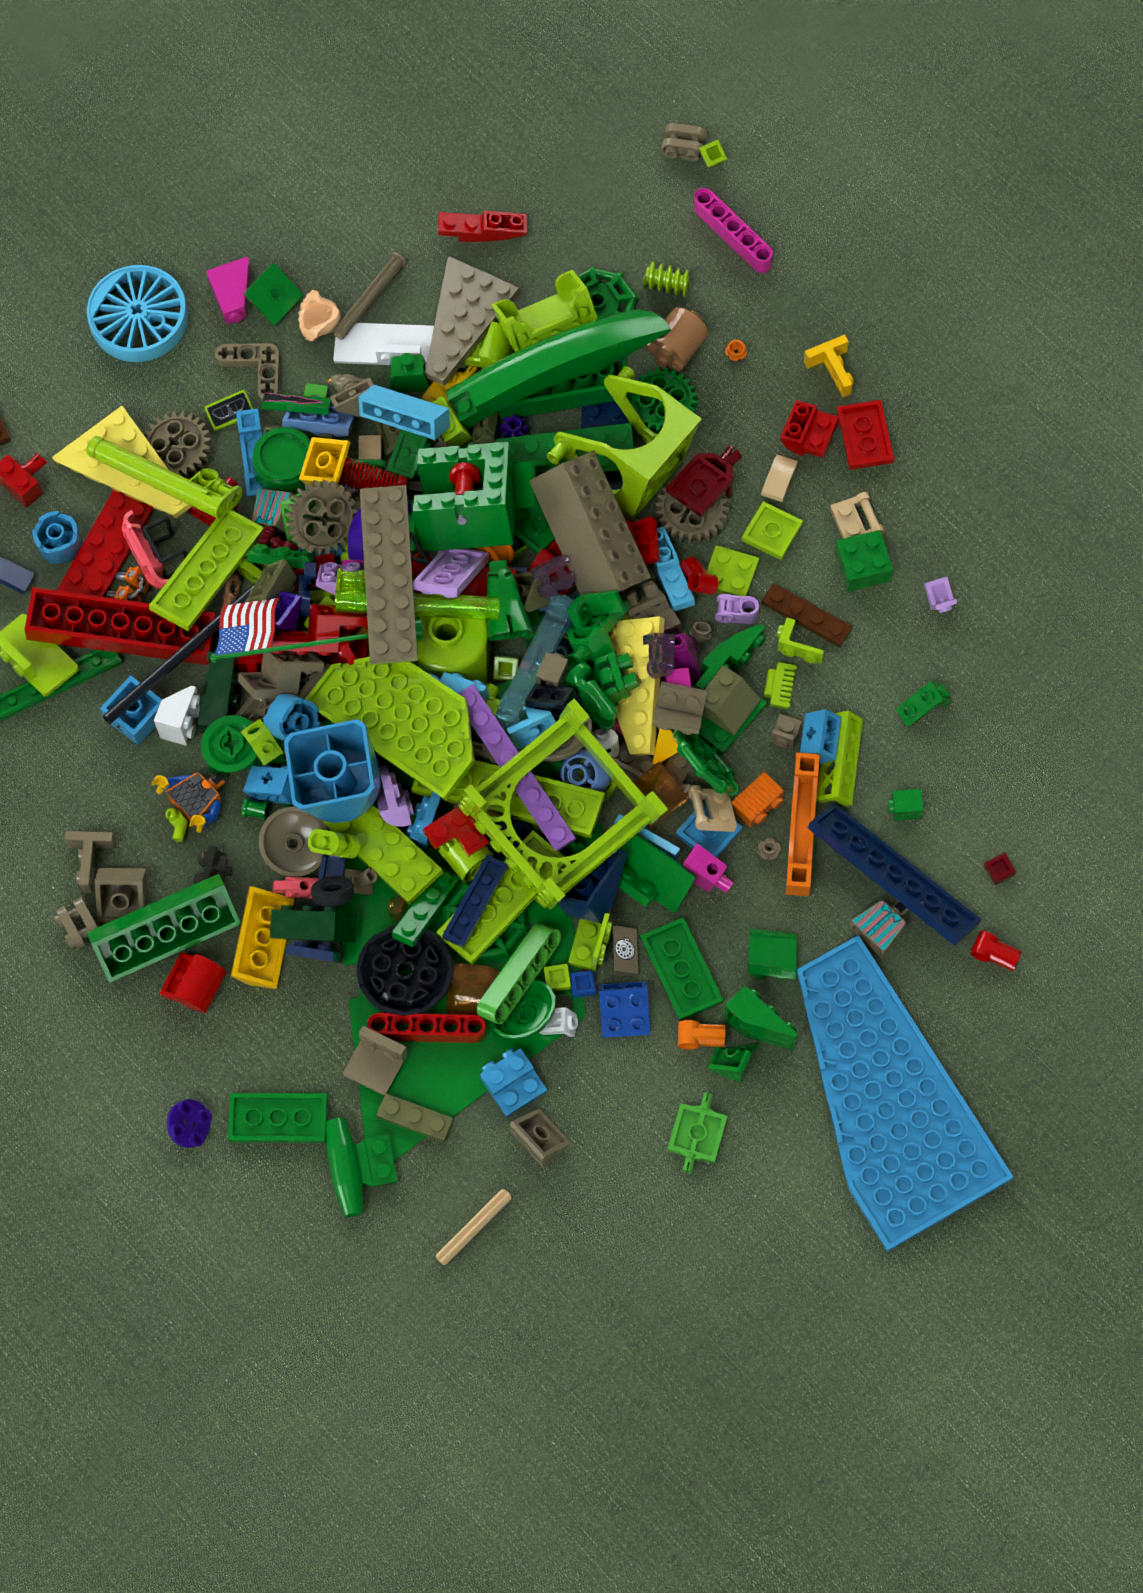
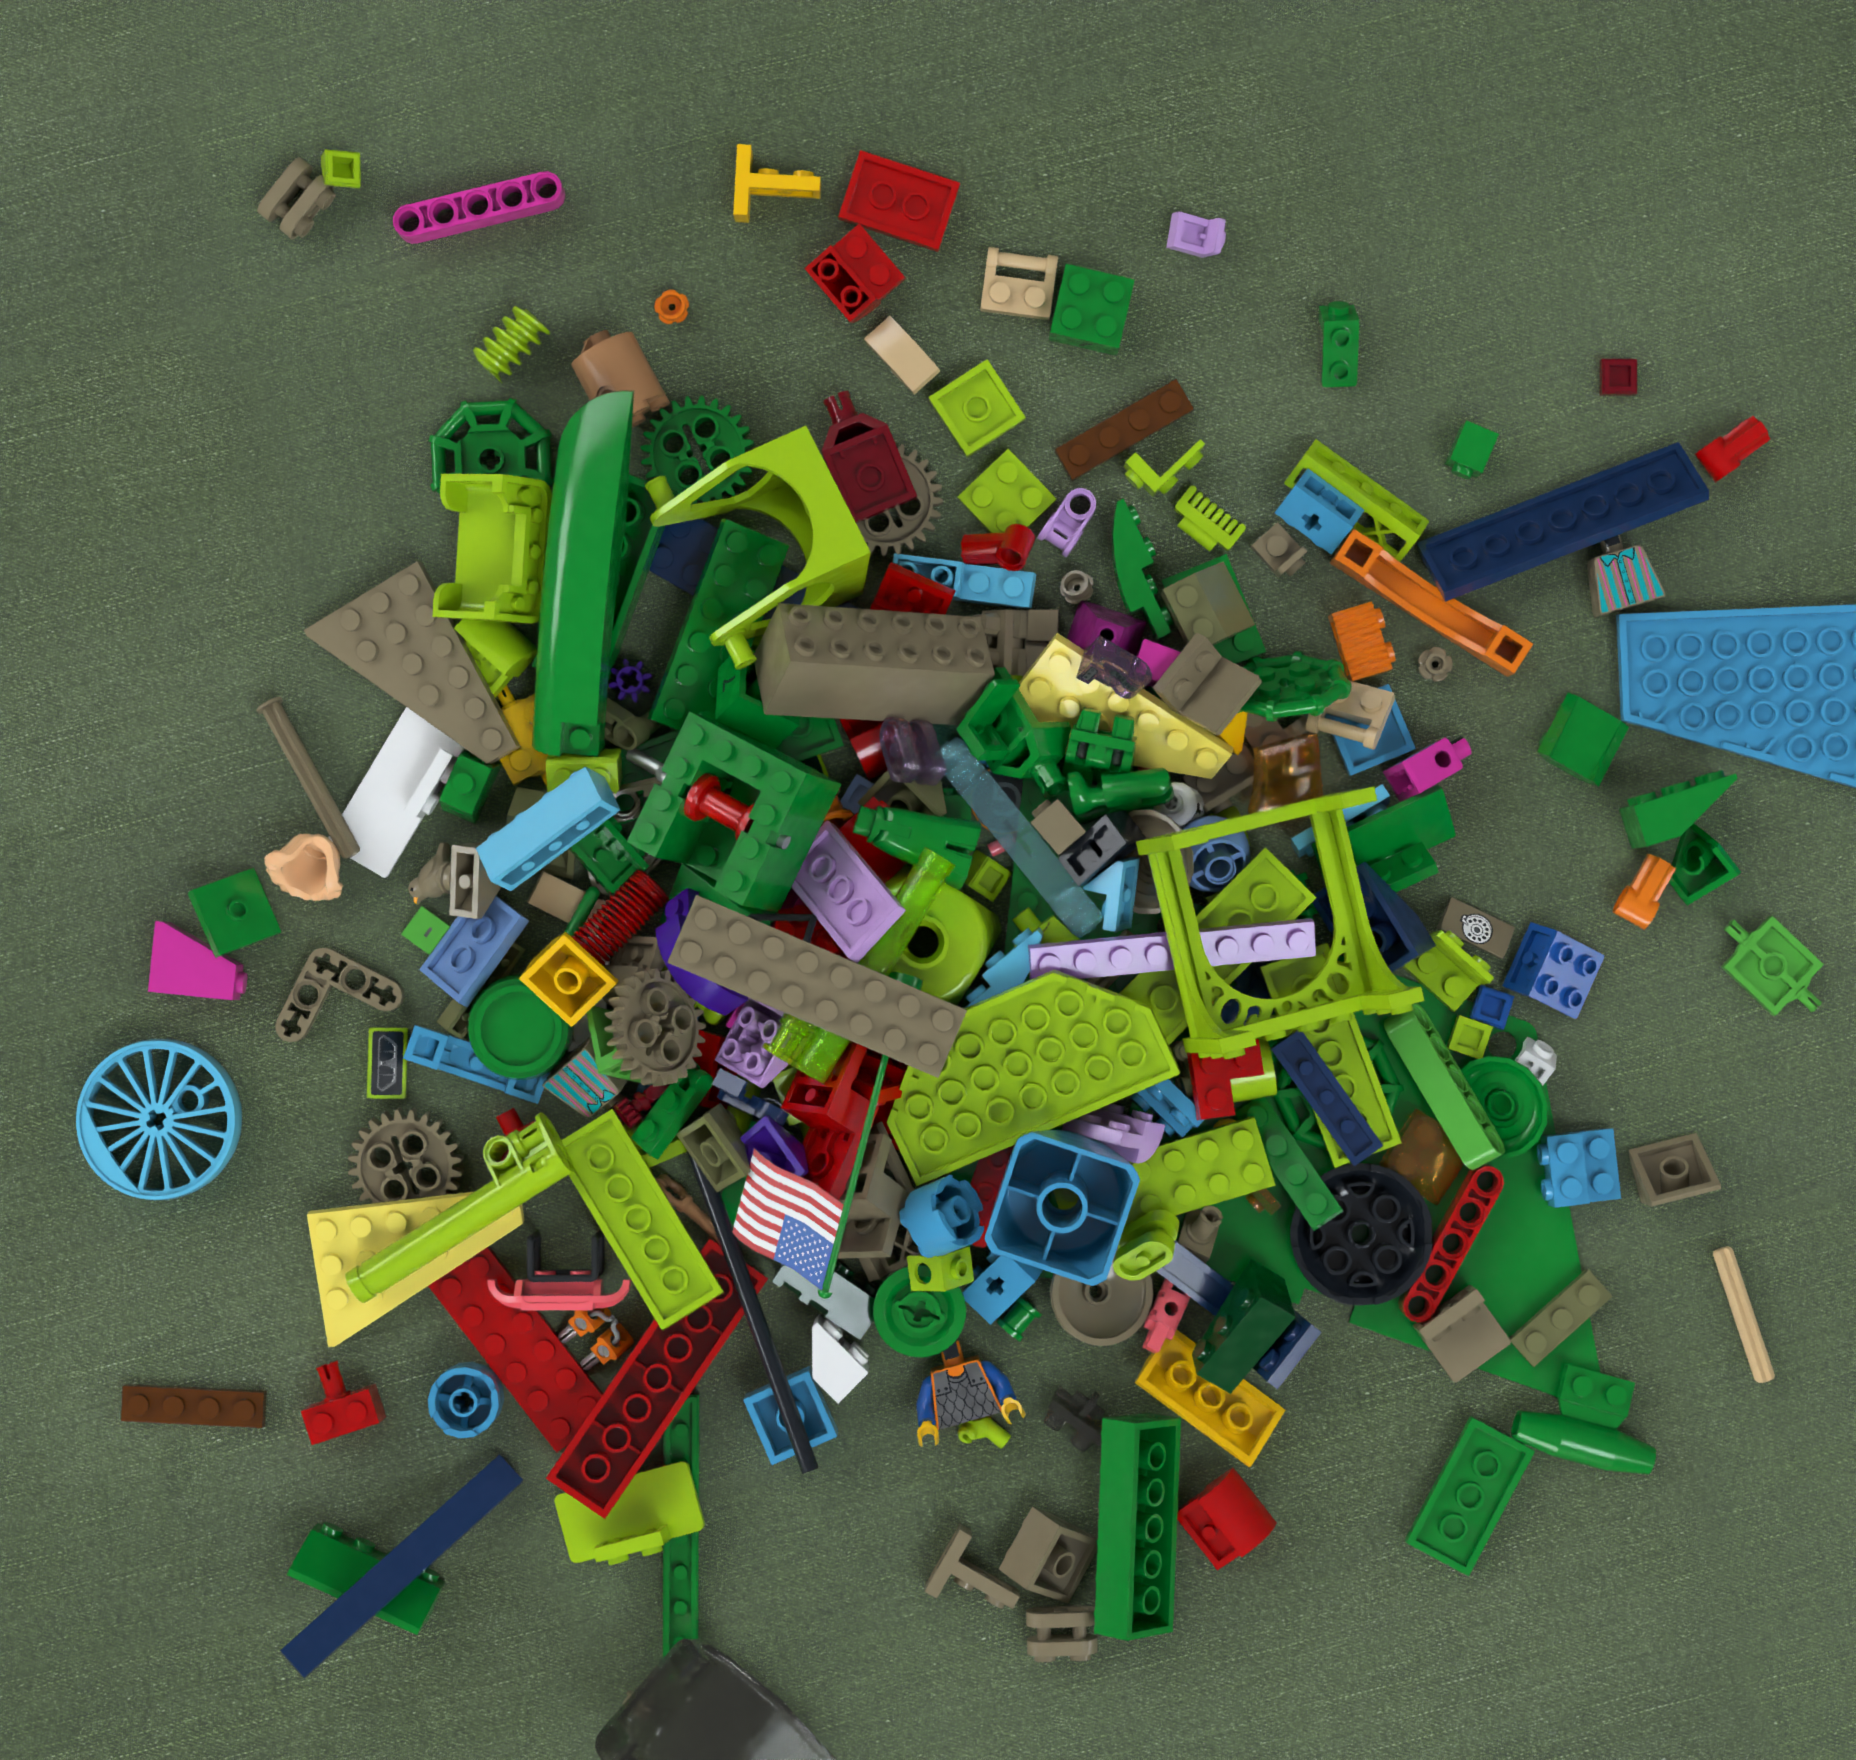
camera: 65 degrees left, 20 degrees up
(193, 1113) = (1435, 1624): dark purple plate -> none
(296, 403) = (432, 966): green tile -> none
(342, 891) = (1199, 1282): black tyre -> none
(482, 228) = (281, 559): red slope -> none
(681, 969) = (1541, 868): green plate -> none

